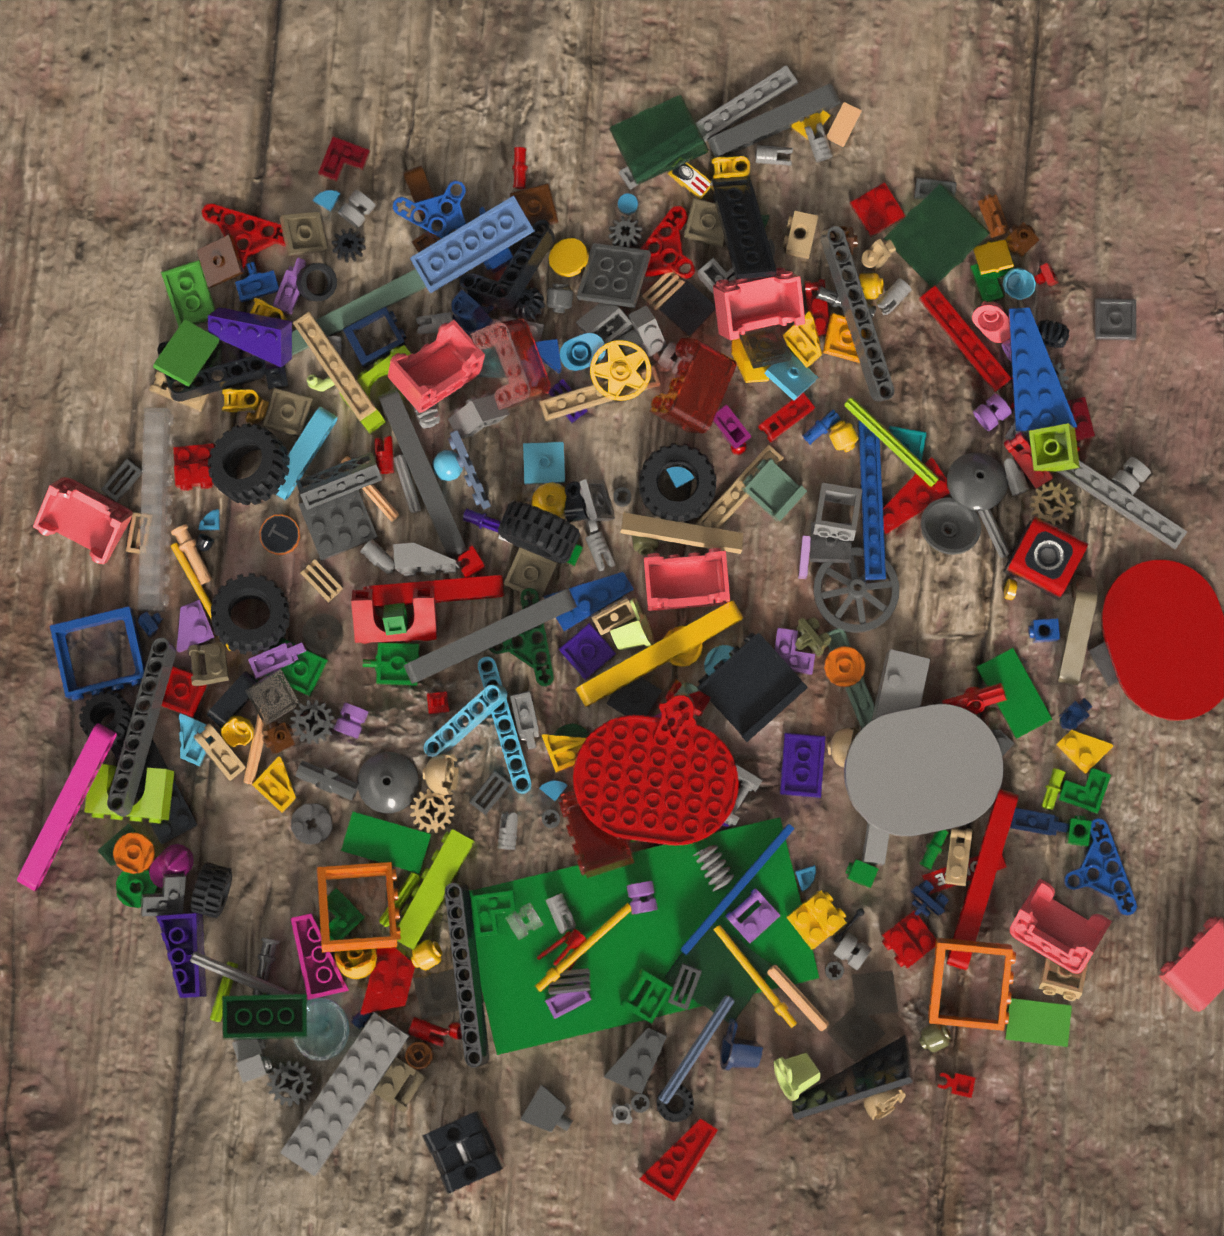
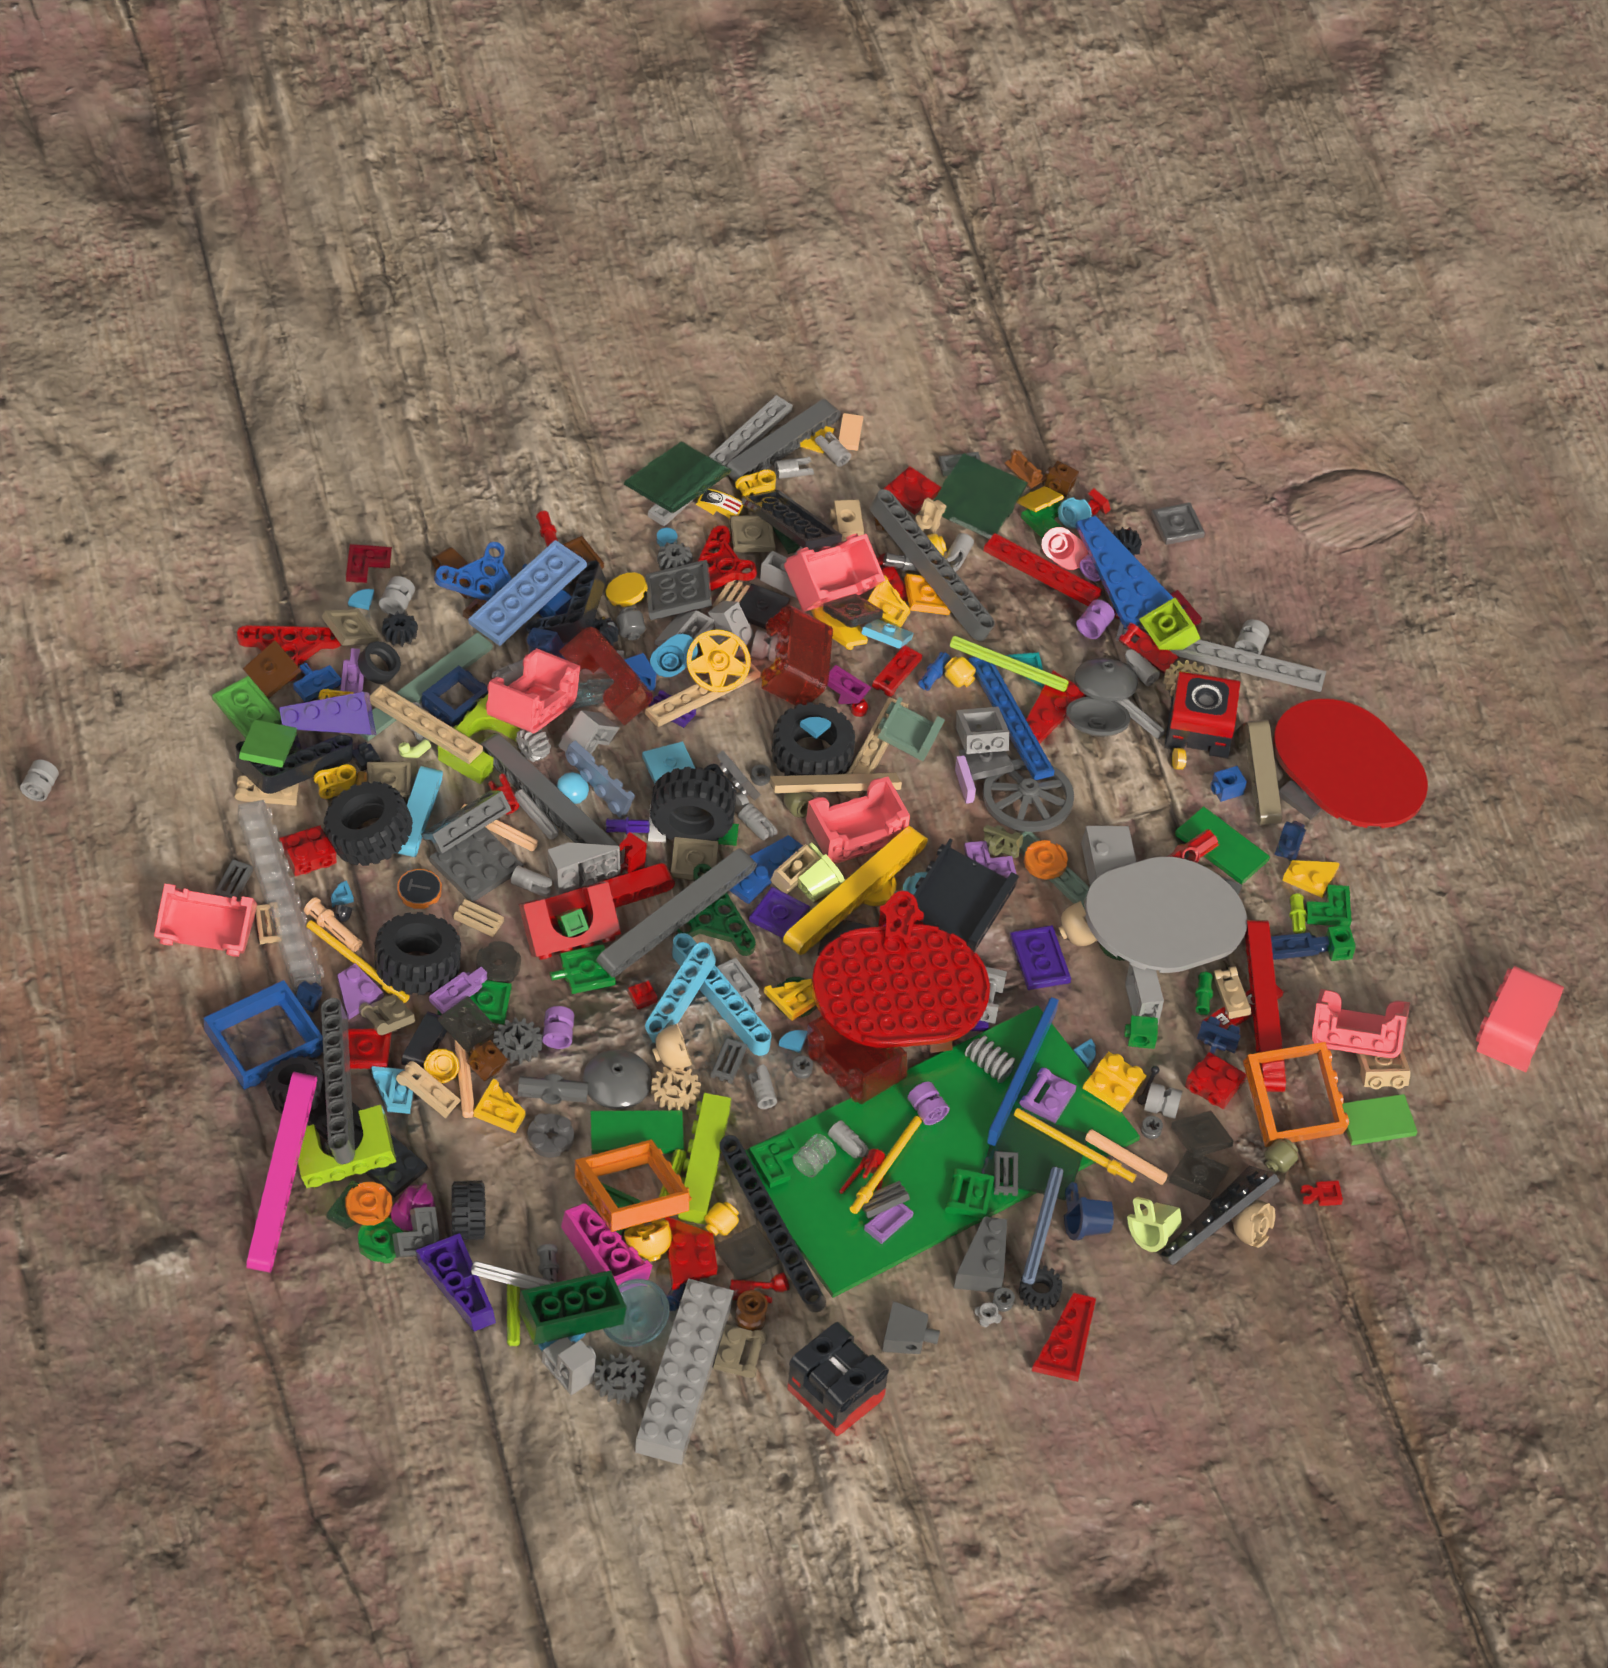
camera: 30 degrees left, 30 degrees down
(1105, 882) = (1386, 979): blue beam -> none

